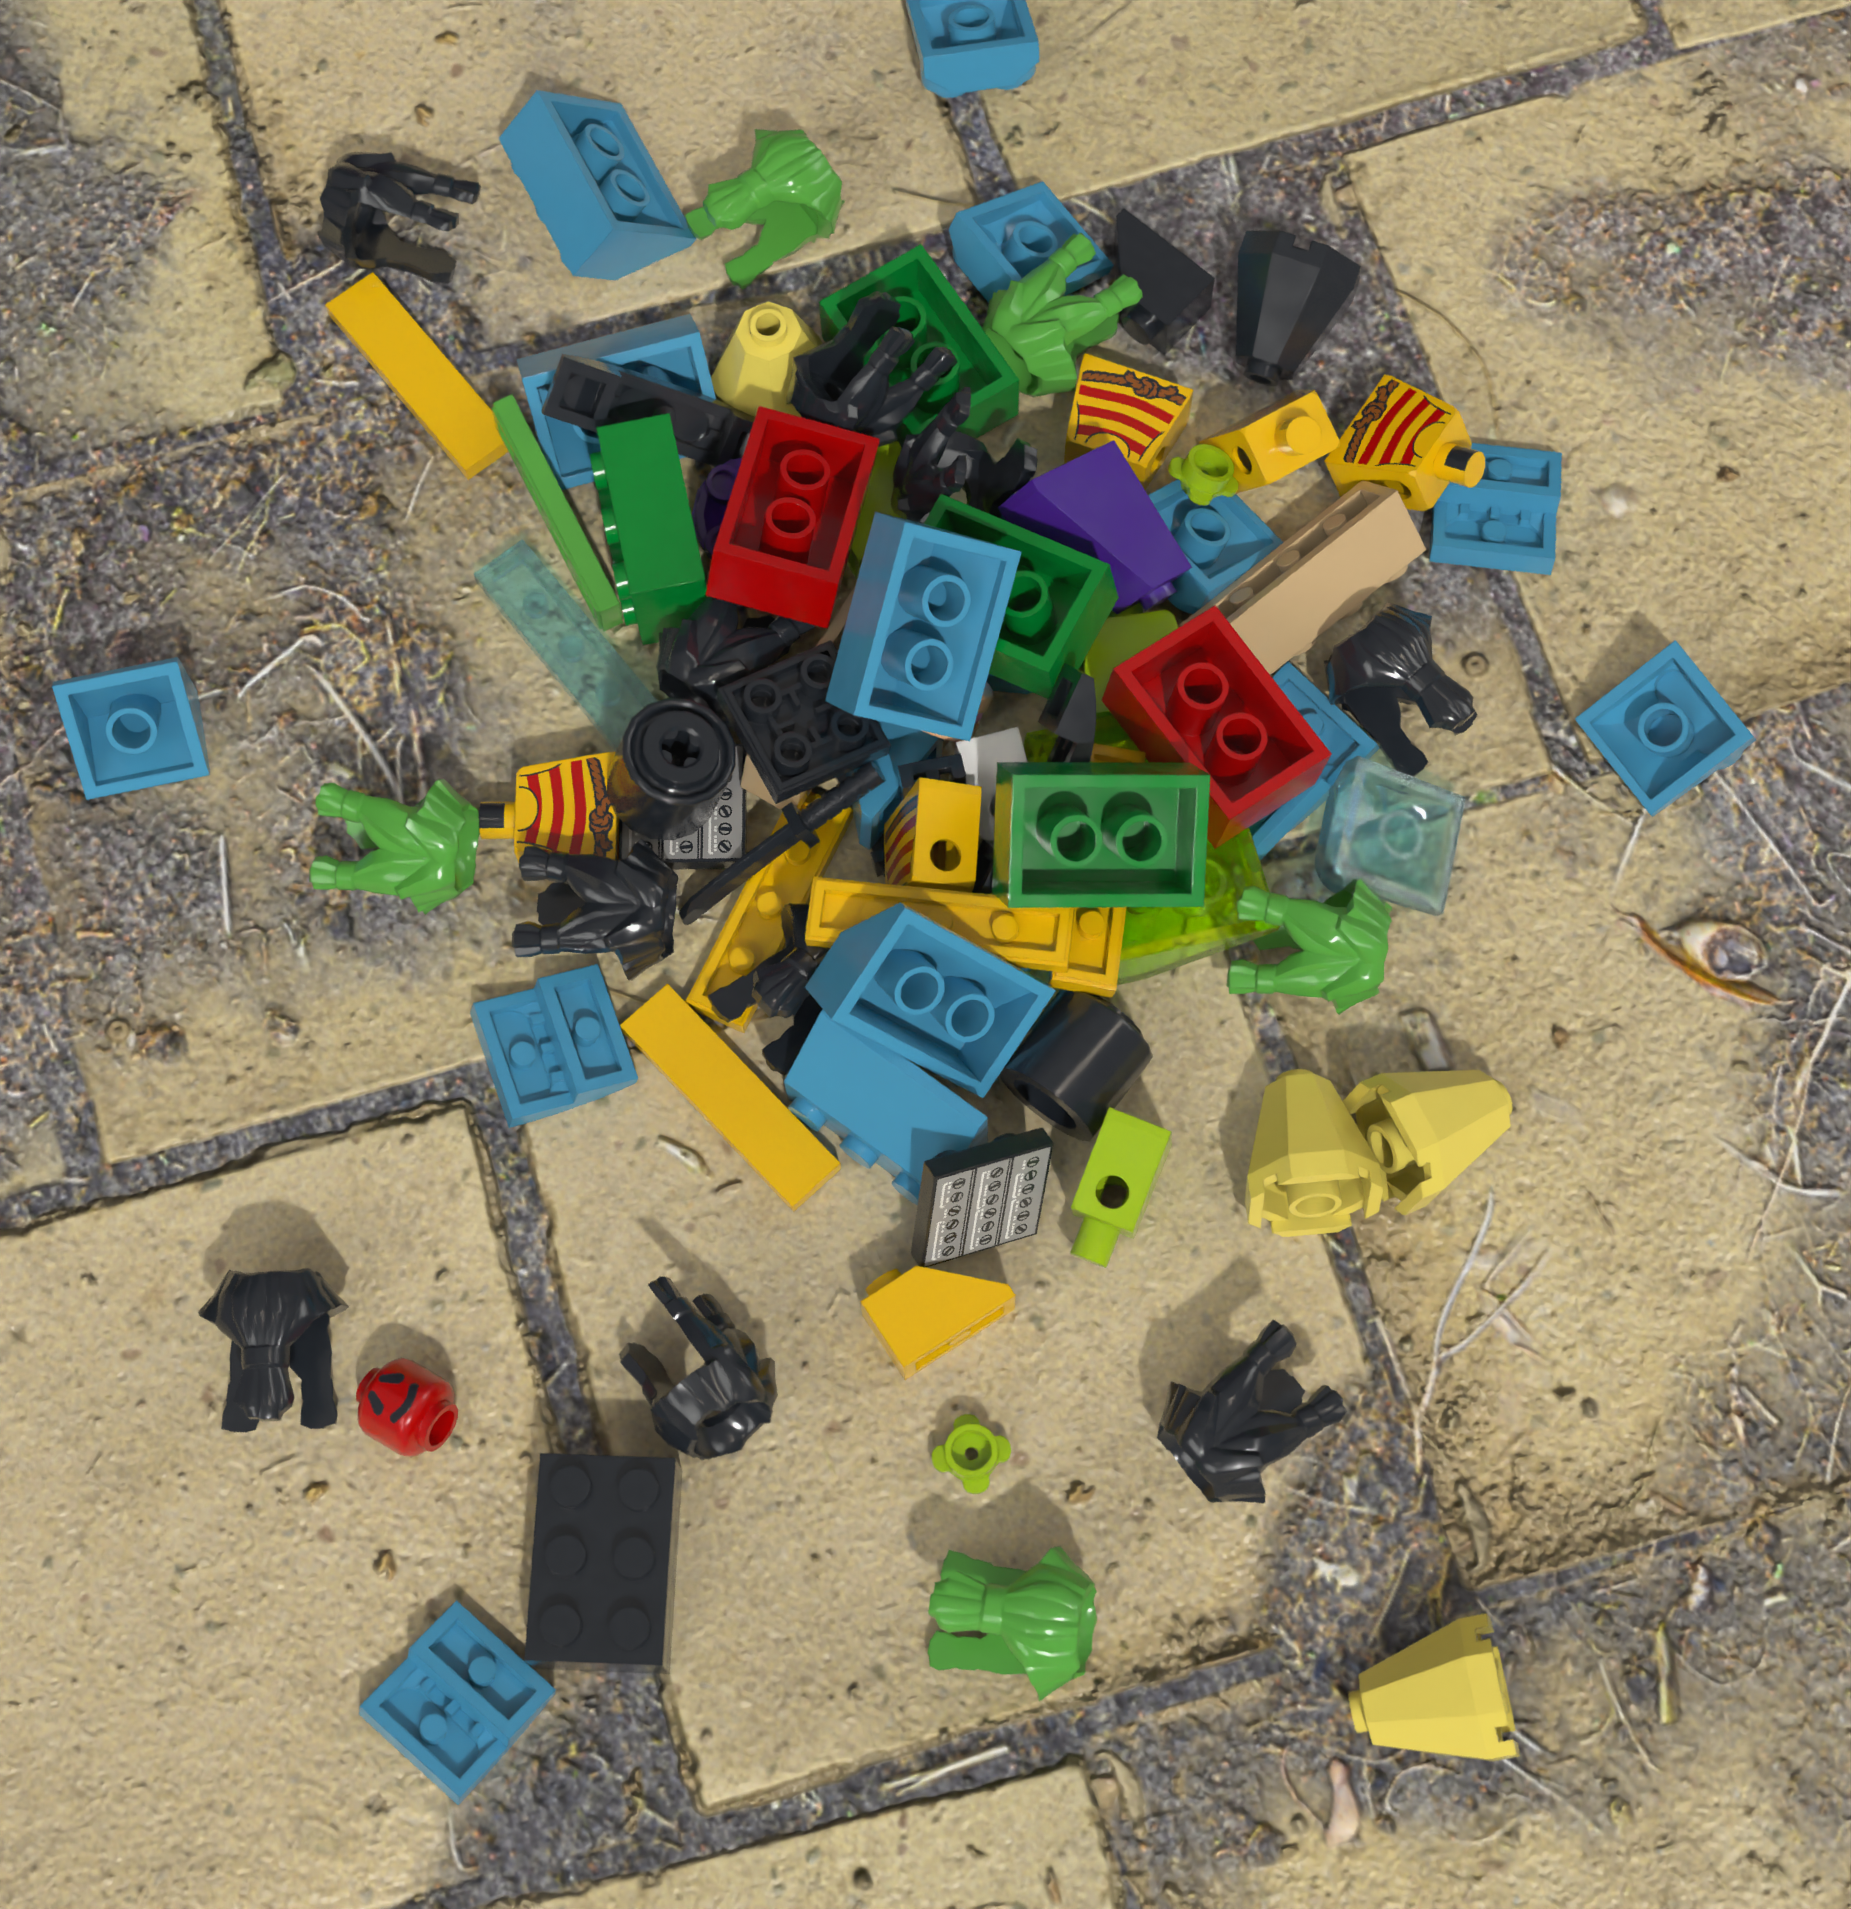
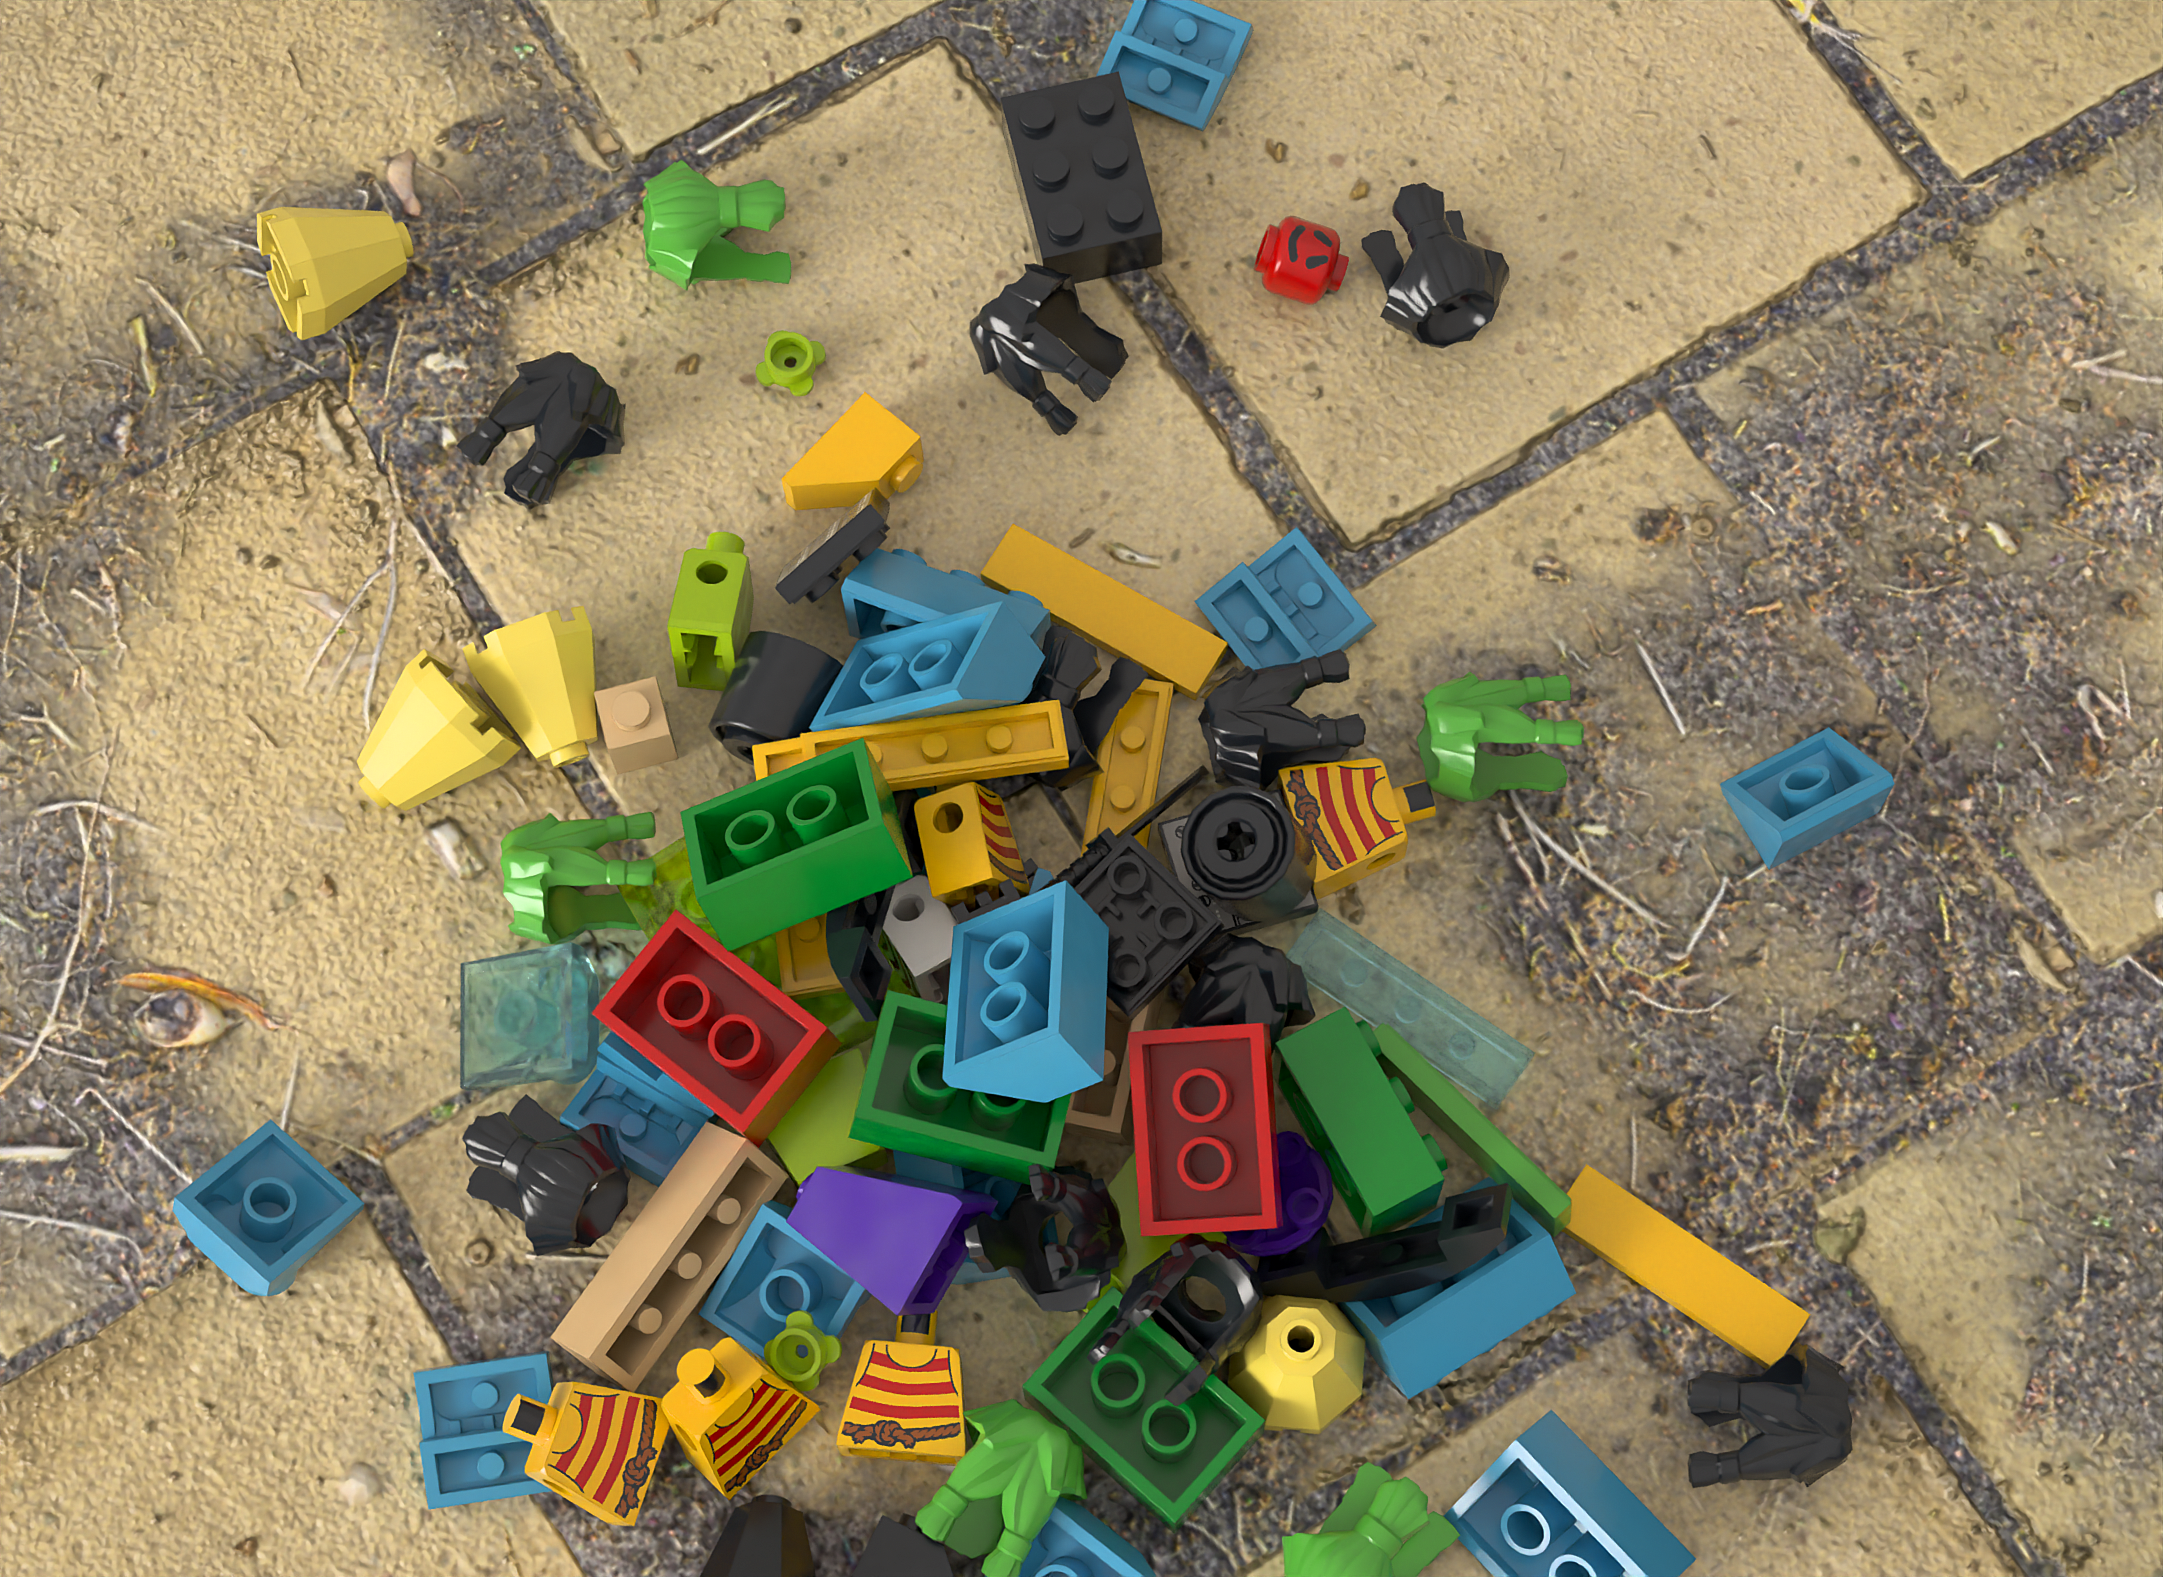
camera: 165 degrees right, 0 degrees up
(1223, 1091) = (636, 725): none -> tan brick

